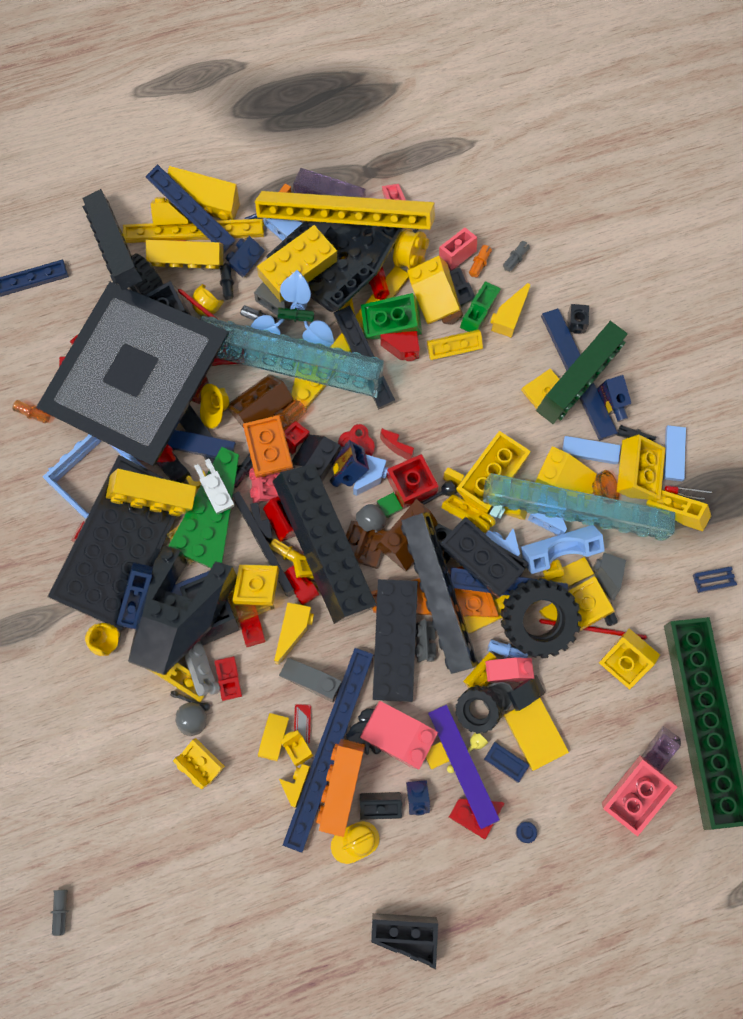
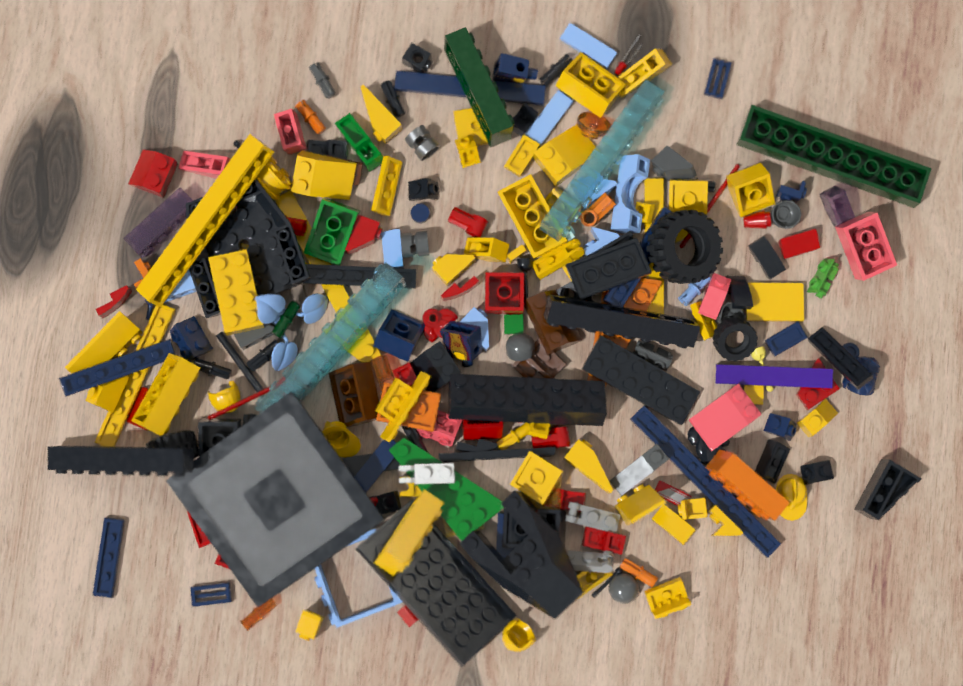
camera: 65 degrees left, 10 degrees up
(38, 454) = (309, 624): none -> yellow slope
(39, 380) = (227, 593): none -> dark blue tile
(134, 595) = (490, 587): dark blue slope -> none
(212, 725) = (638, 572): none -> orange axle
(244, 657) = (593, 517): none -> light grey plate
(249, 188) = (118, 297): none -> red slope
(254, 284) = (240, 363): none -> black bar
(265, 430) = (398, 403): none -> yellow bracket
(274, 691) = (639, 504): none -> yellow slope
(329, 413) = (399, 335): none -> dark blue slope
(368, 170) = (153, 172): none -> red slope
(391, 856) = (817, 472): none -> black bracket
(403, 376) = (392, 248): none -> light blue slope
(413, 429) = (451, 266): none -> yellow slope
(414, 386) = (421, 247): none -> dark grey wheel
(444, 450) = (487, 249): none -> yellow slope
(445, 830) = (817, 418): none -> yellow slope
(446, 383) = (420, 213): none -> dark blue tile
(459, 429) = (472, 224): none -> red piece
(468, 375) = (423, 189): none -> black bracket
(508, 355) = (425, 148): none -> flat silver wheel
(509, 855) = (872, 366): none -> dark blue hair
(514, 823) = (840, 358): none -> black tile
(521, 394) = (467, 151): none -> yellow bracket
(532, 316) = (392, 98): none -> black axle
(532, 527) = (598, 209): none -> orange piece
(543, 441) = (521, 155): none -> yellow plate
(574, 705) = (766, 257): none -> black slope
(576, 428) = (524, 119): none -> black bracket
(576, 768) = (826, 270): none -> bright green hinge
(604, 730) = (799, 243): none -> red slope
(605, 681) = (757, 220): none -> red cone
(625, 702) = (785, 214): none -> dark grey hair
(646, 697) = (791, 194): none -> dark blue bracket

